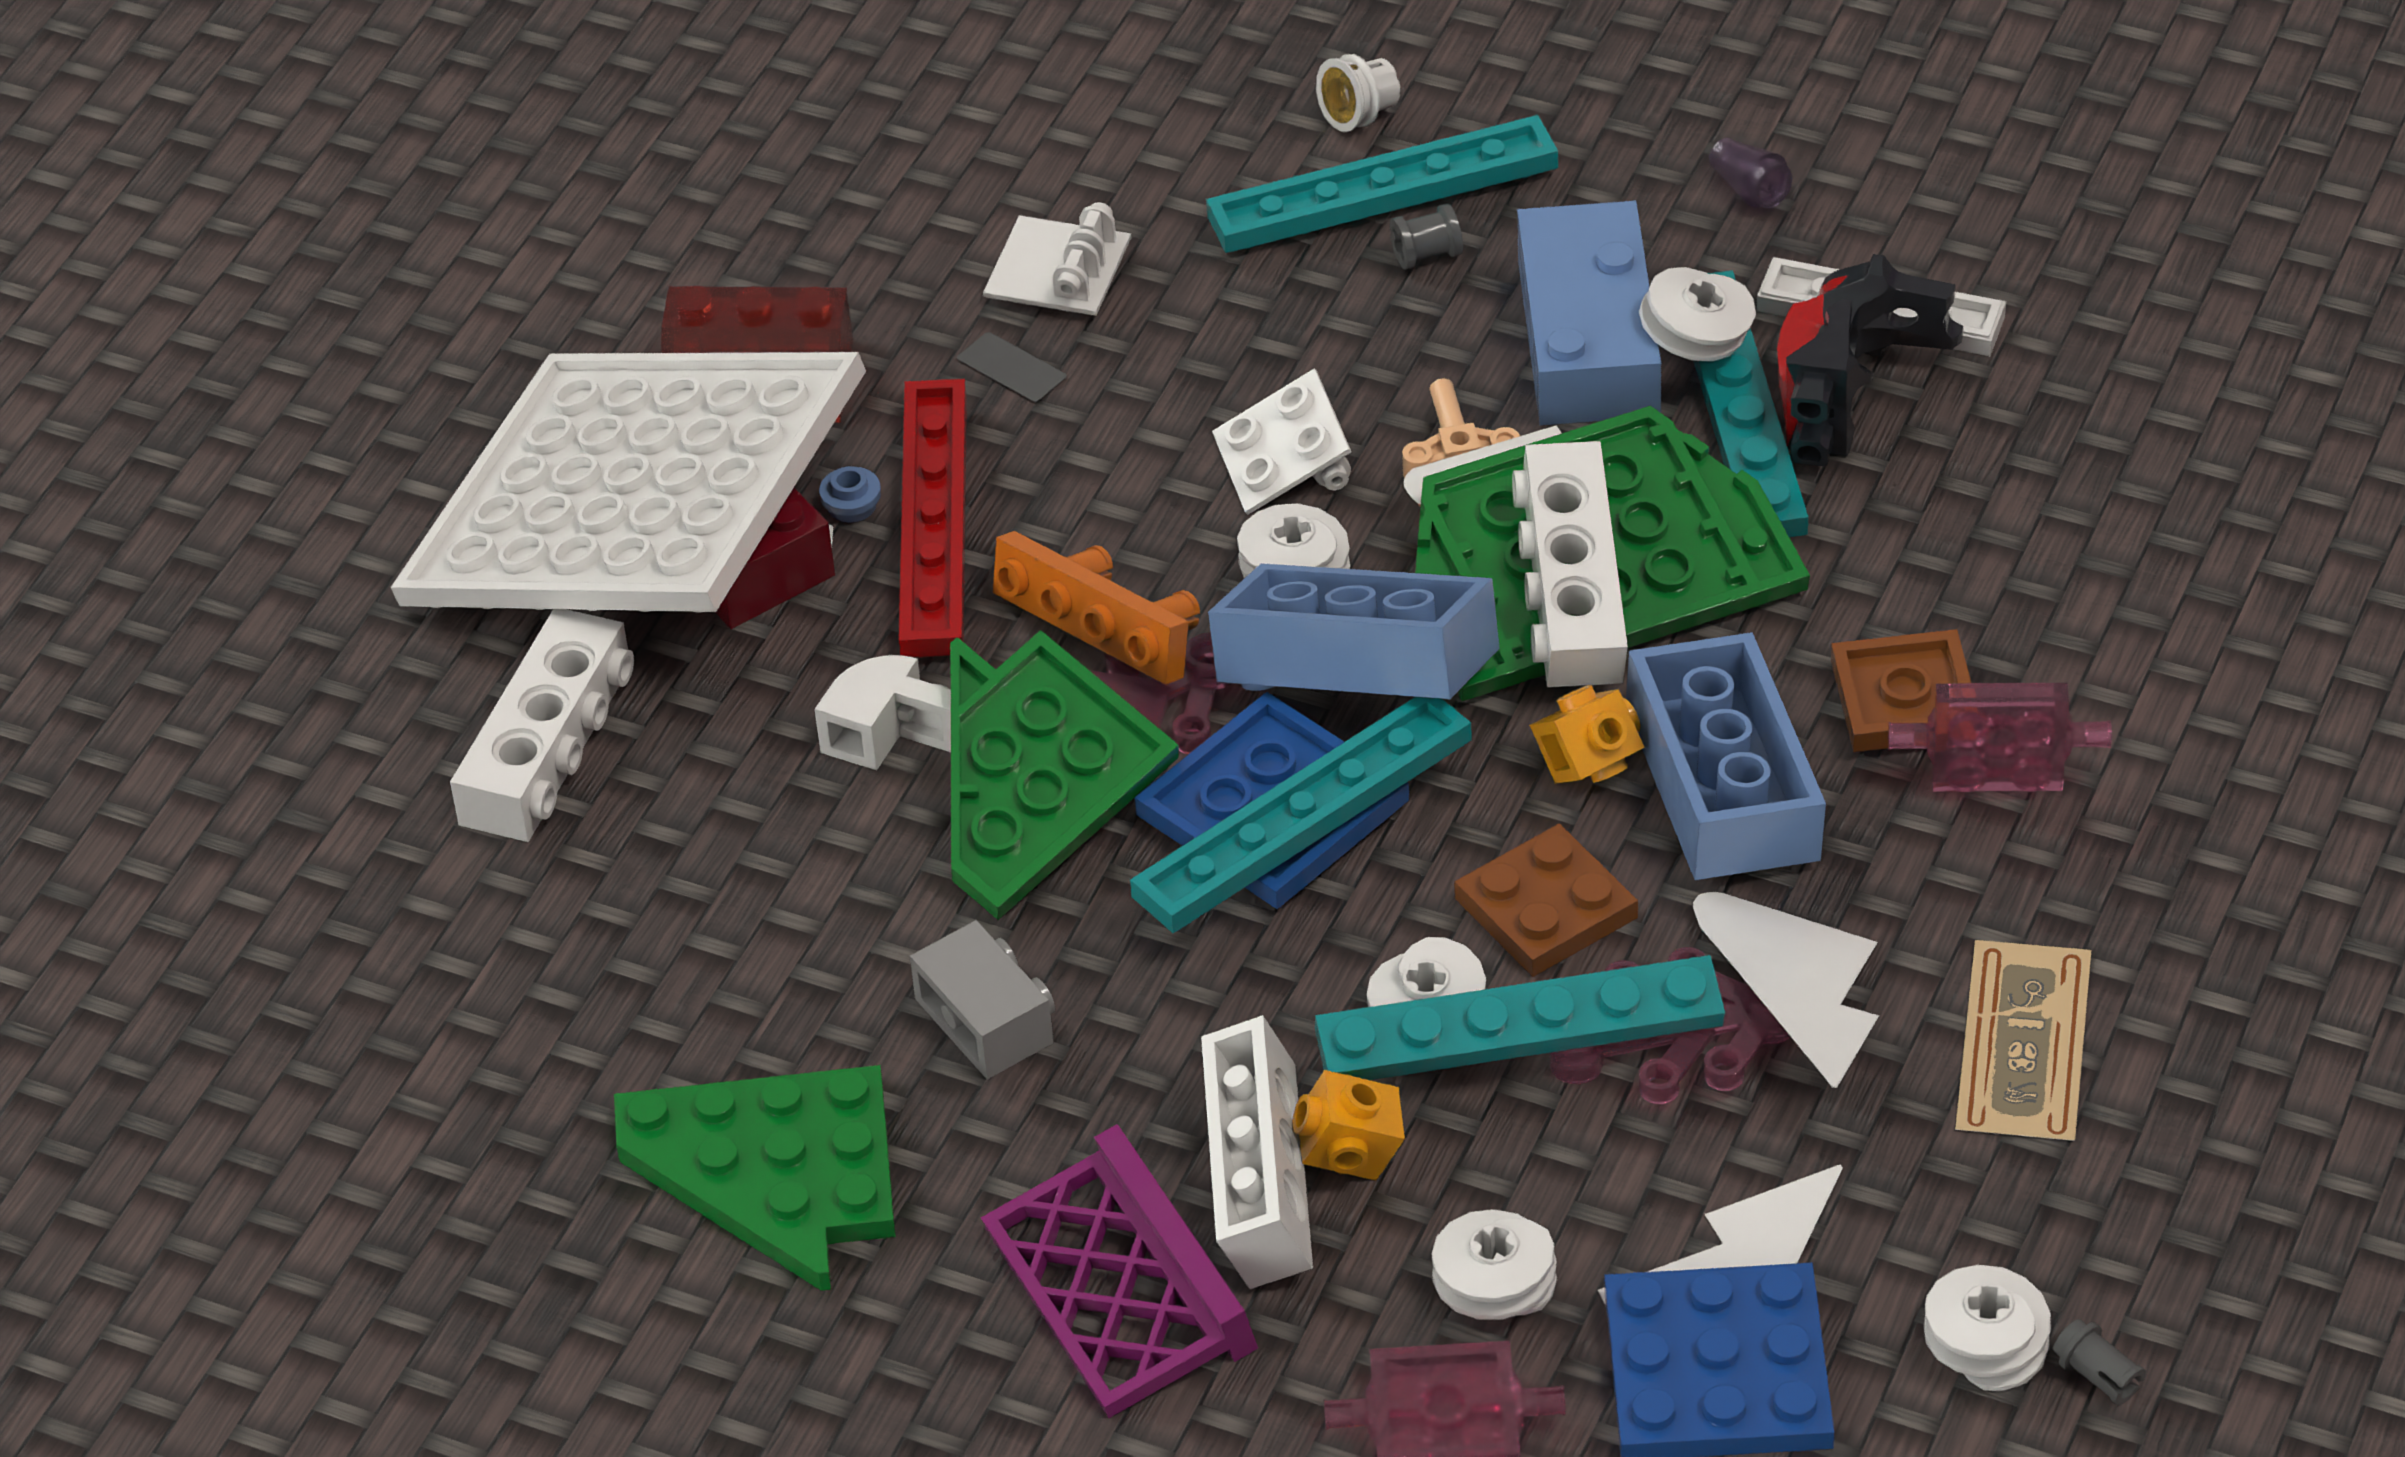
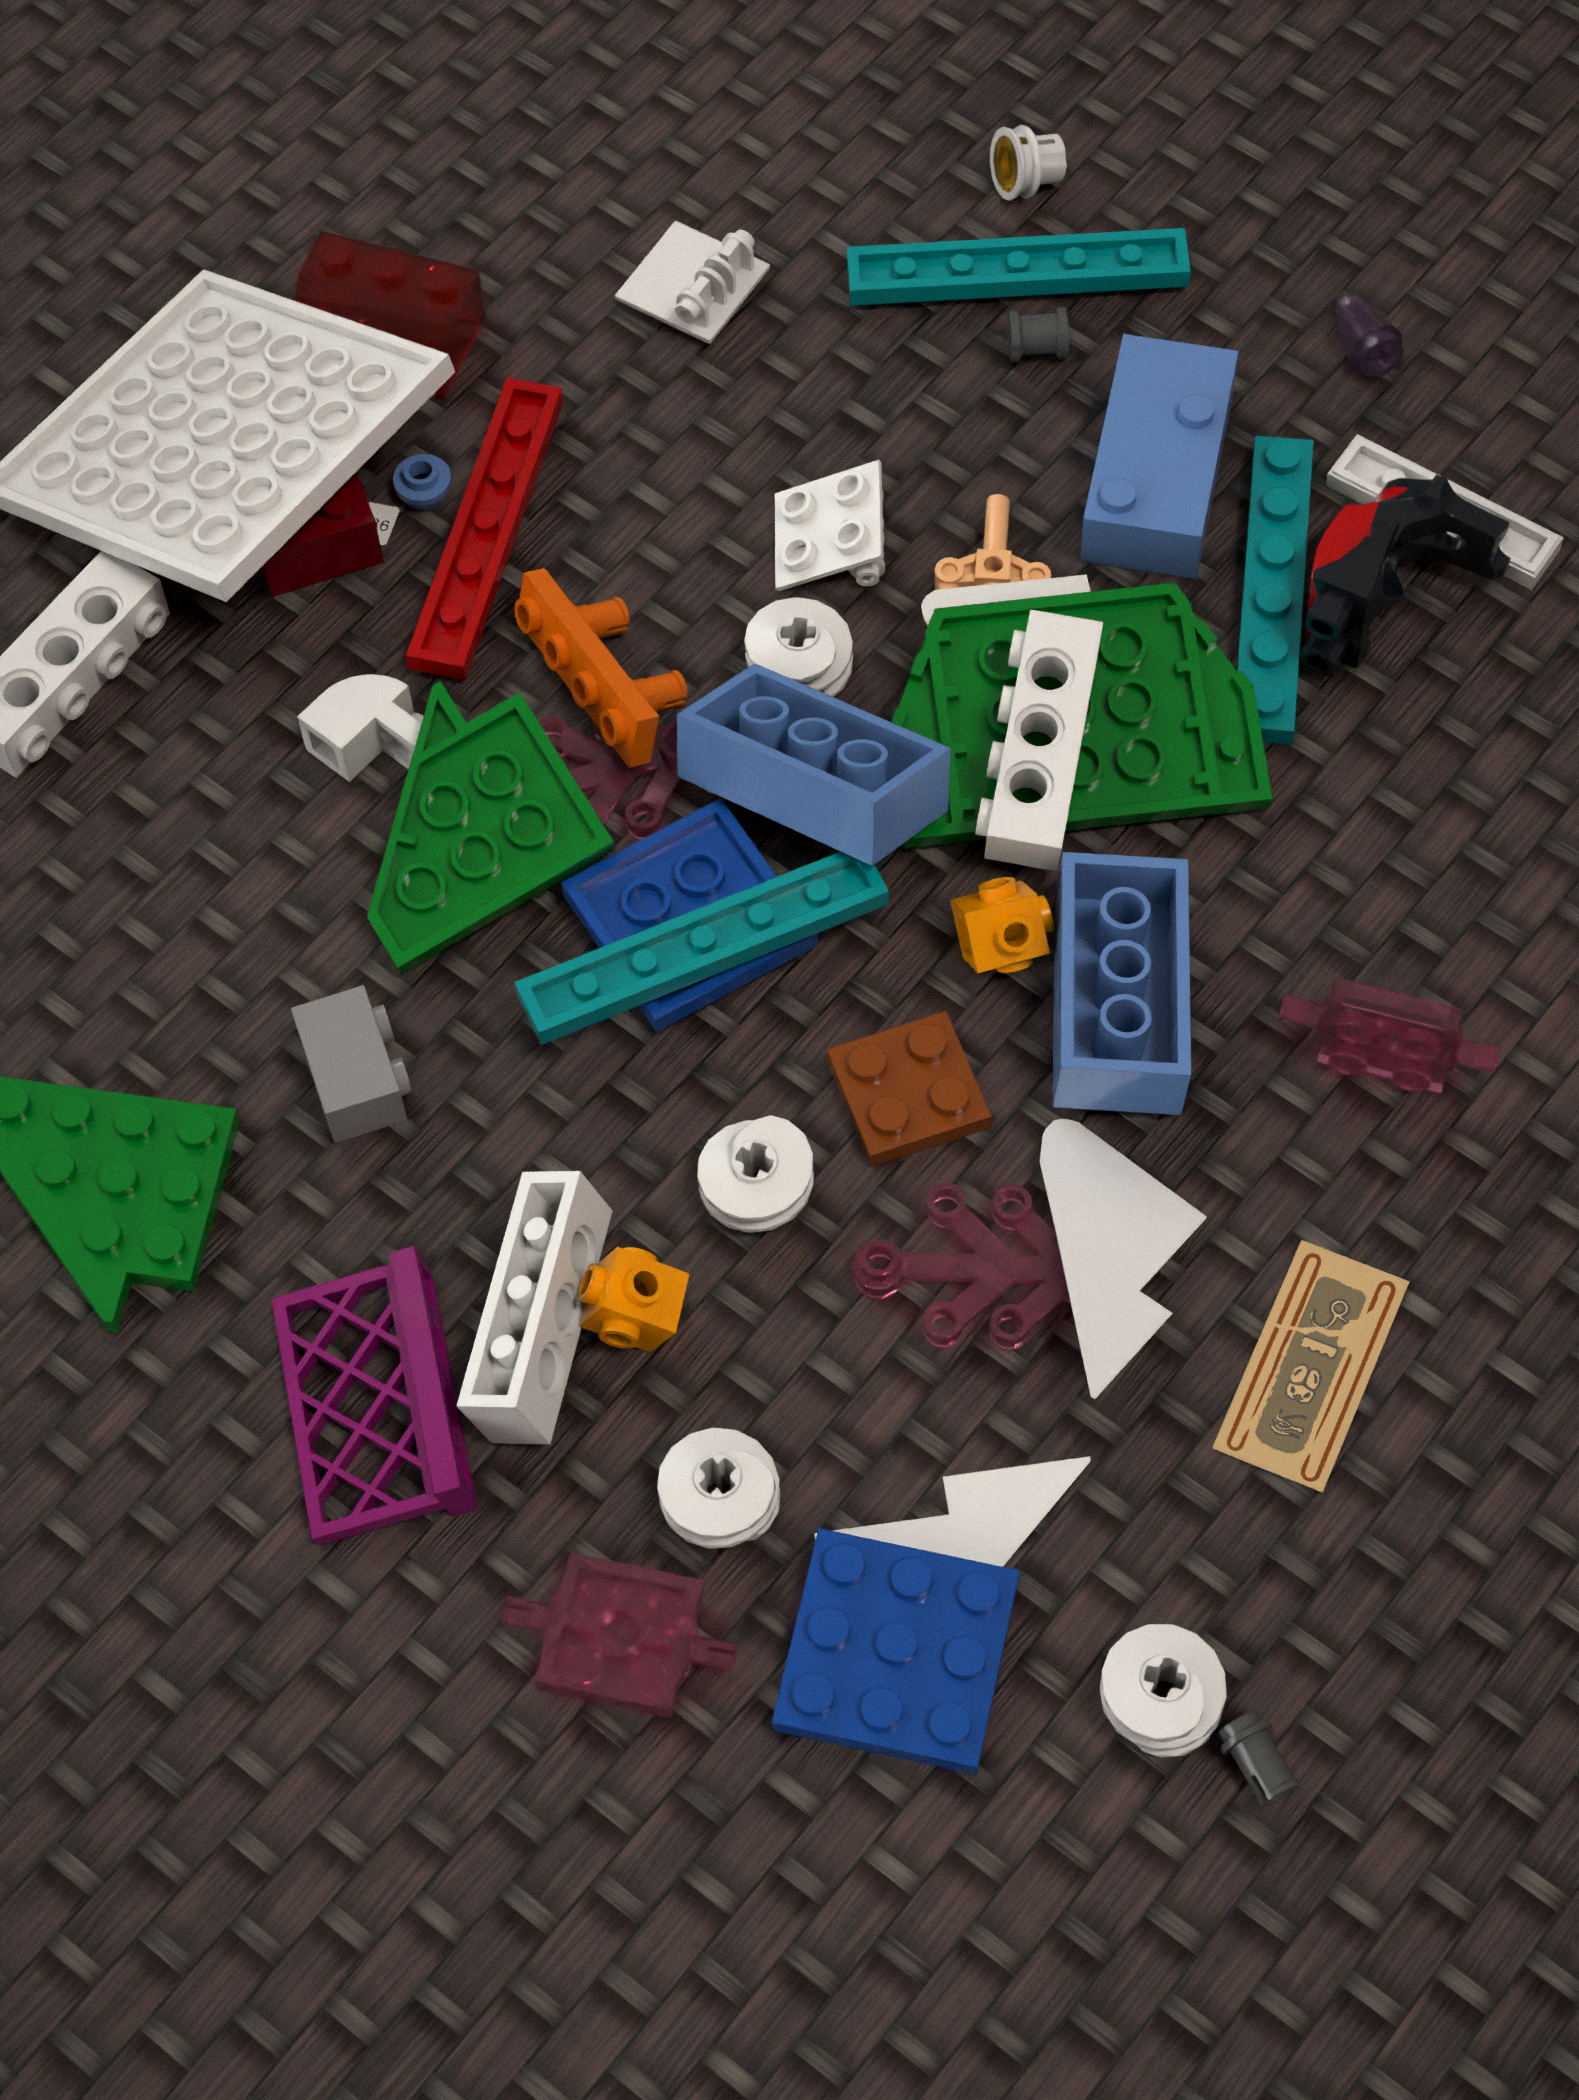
camera: 15 degrees right, 15 degrees up
(1011, 366) = (617, 379): dark grey sticker -> none
(1521, 1020) = (827, 1231): teal plate -> none
(1697, 313) = (1251, 492): white piece -> none
(1893, 681) = (1320, 936): dark orange plate -> none

